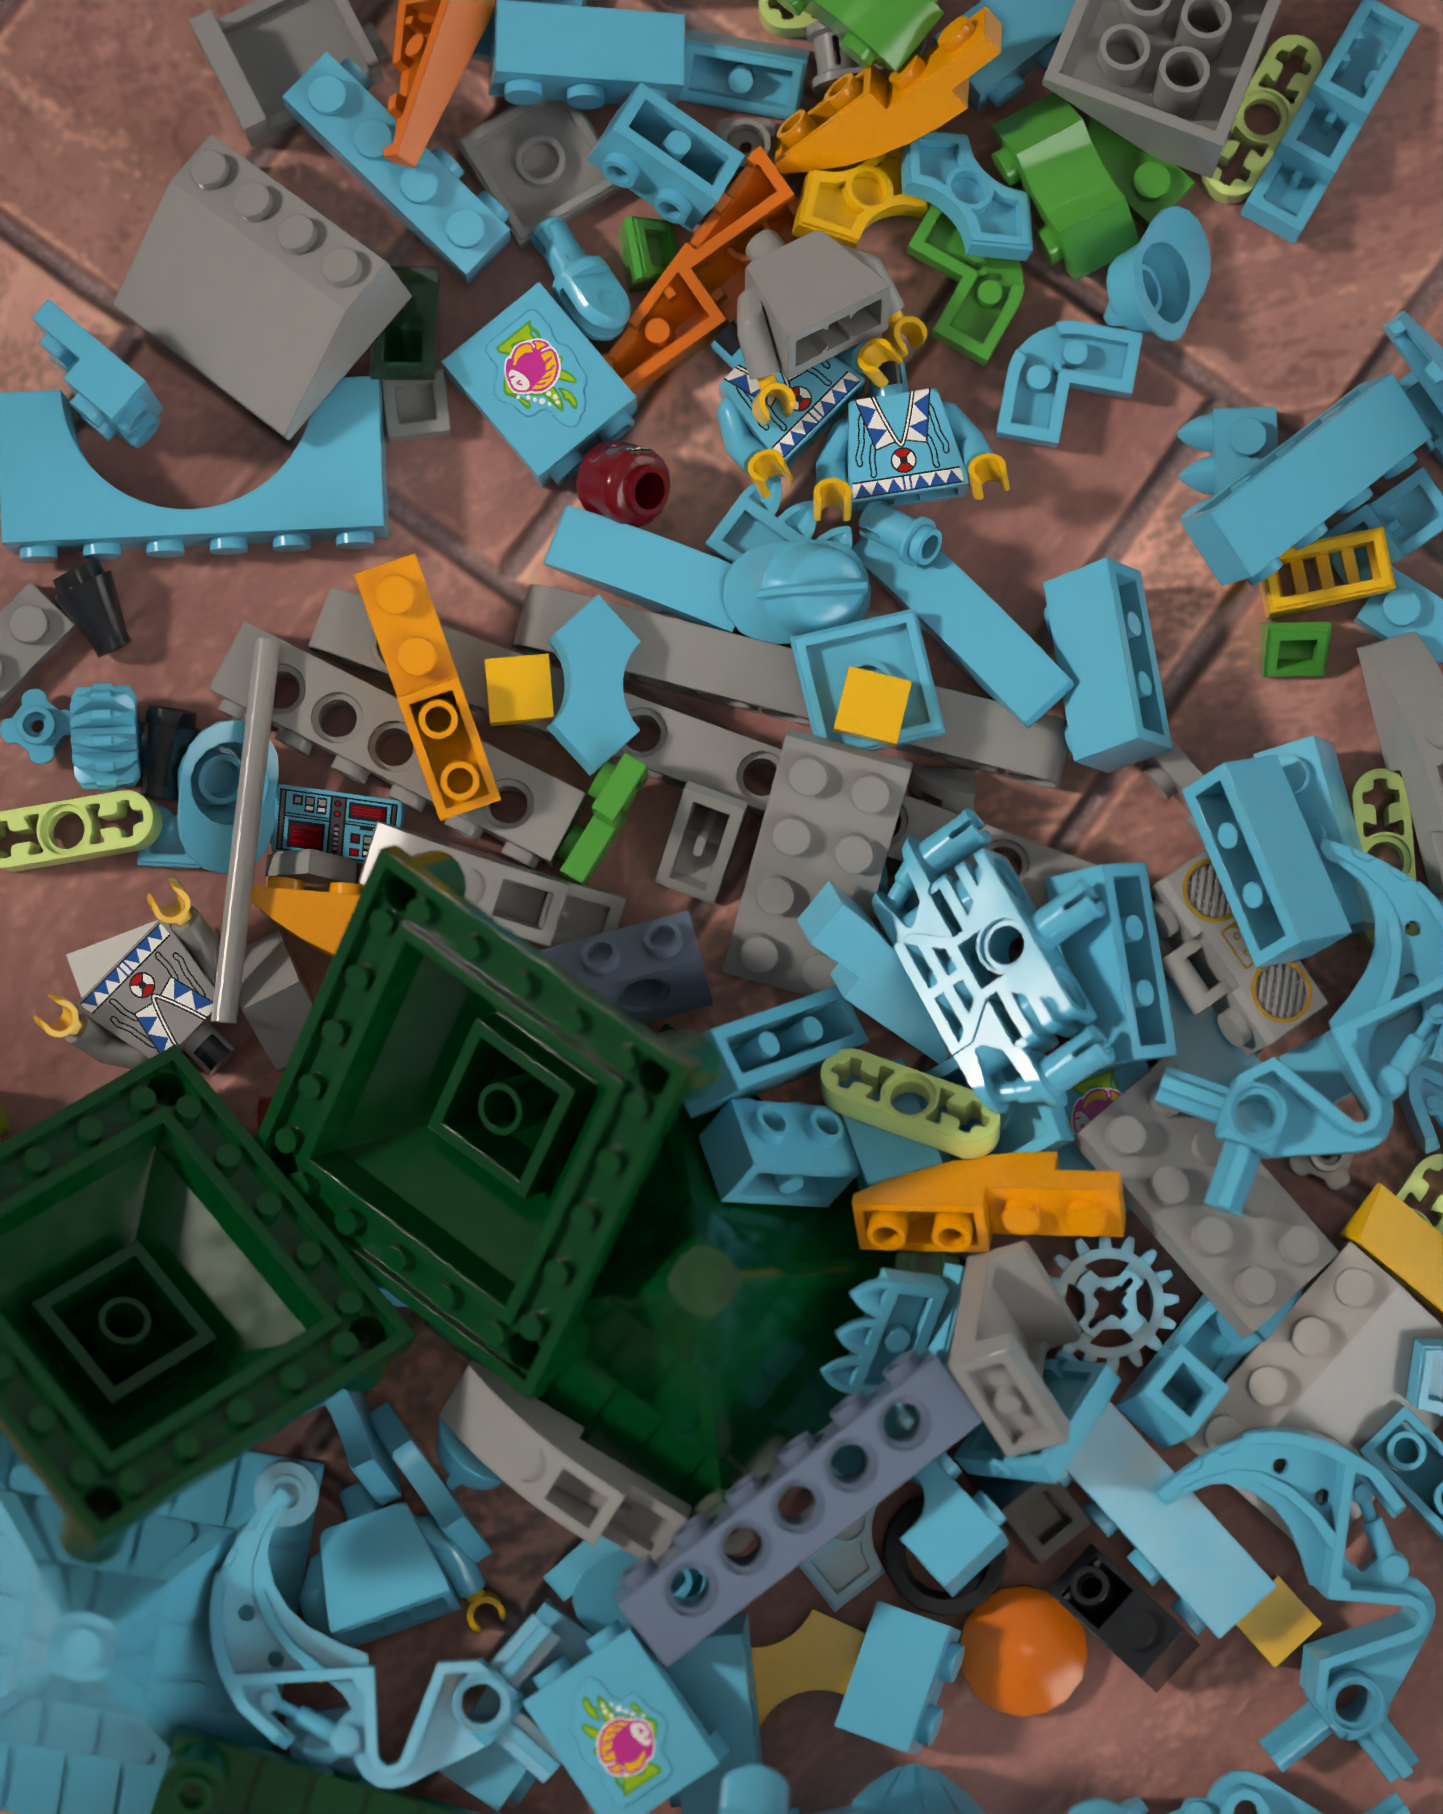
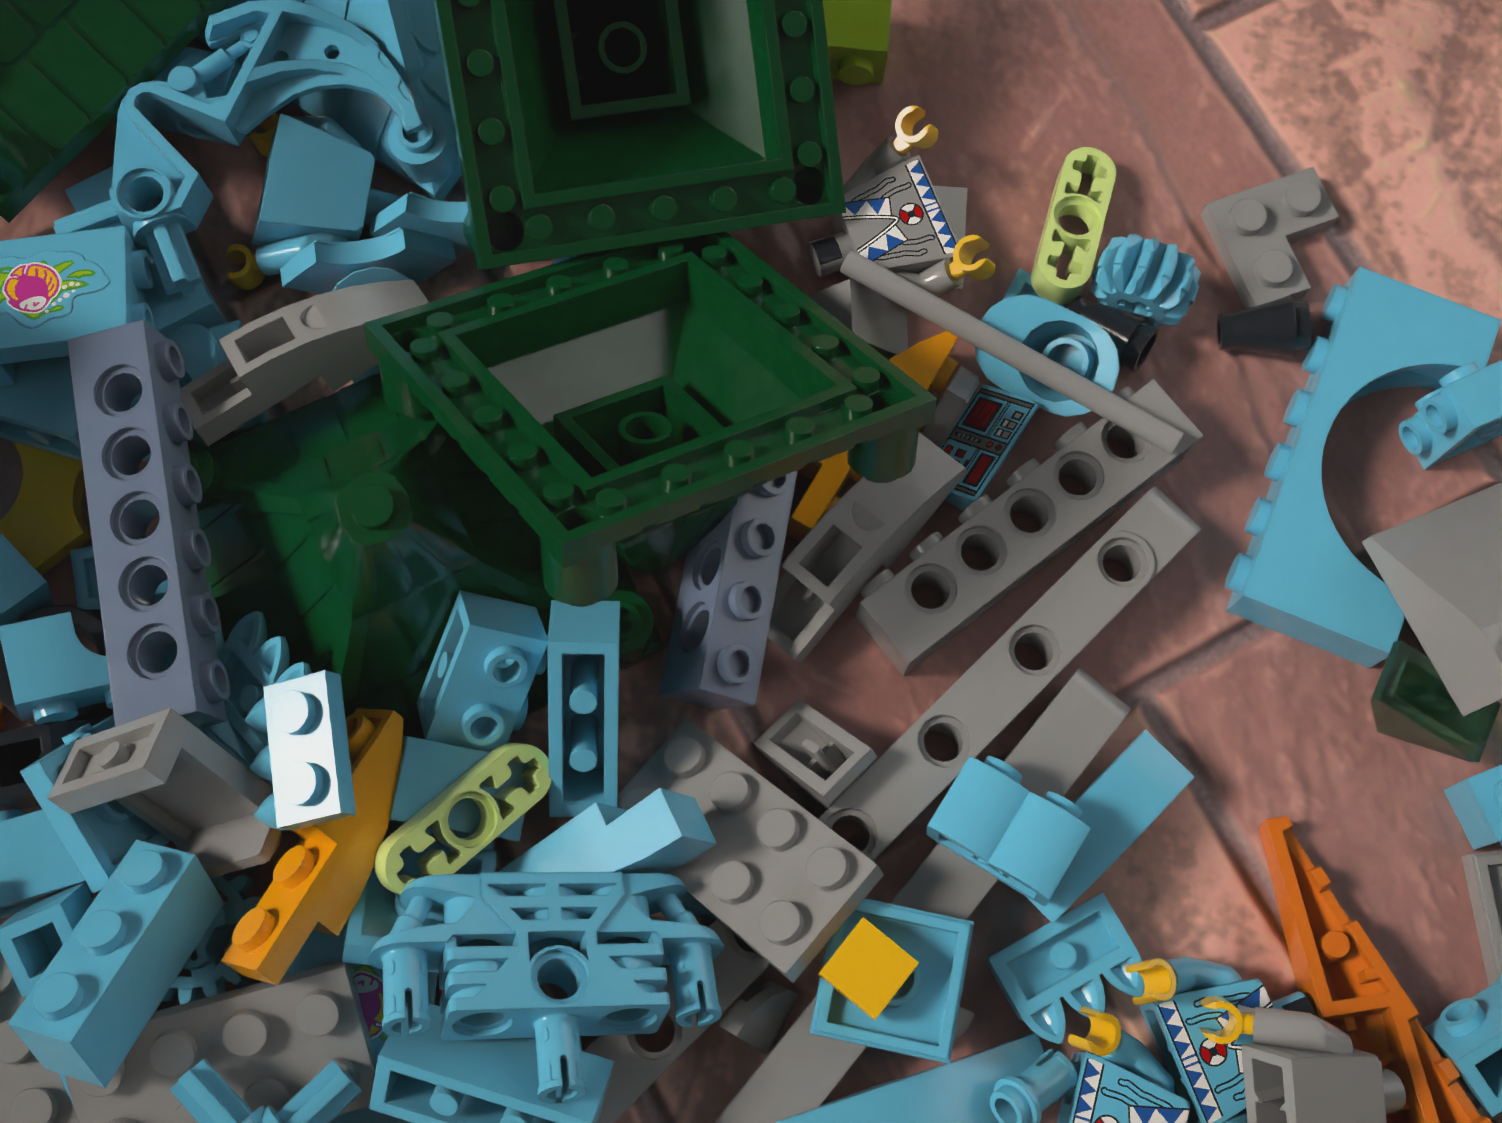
camera: 110 degrees right, 10 degrees down
(19, 728) = (1181, 226): medium azure plate -> none
(417, 408) = (1342, 688): light grey tile -> none
(427, 686) = (1072, 559): light orange slope -> none
(519, 689) = (1034, 644): yellow tile -> none
(542, 386) = (1320, 807): medium azure panel -> none
(582, 282) = (1411, 894): medium azure arm -> none
(593, 709) = (1038, 725): medium azure tile -> none
(614, 794) = (878, 670): bright green plate -> none
(623, 483) = (1194, 839): dark red head -> none
(646, 250) = (1424, 977): bright green slope -> none
(697, 641) = (1008, 828): none -> medium azure brick
(795, 589) = (1018, 962): medium azure piece -> none
(927, 1250) = (304, 753): none -> plate
(1162, 1315) = (118, 963): none -> medium azure brick

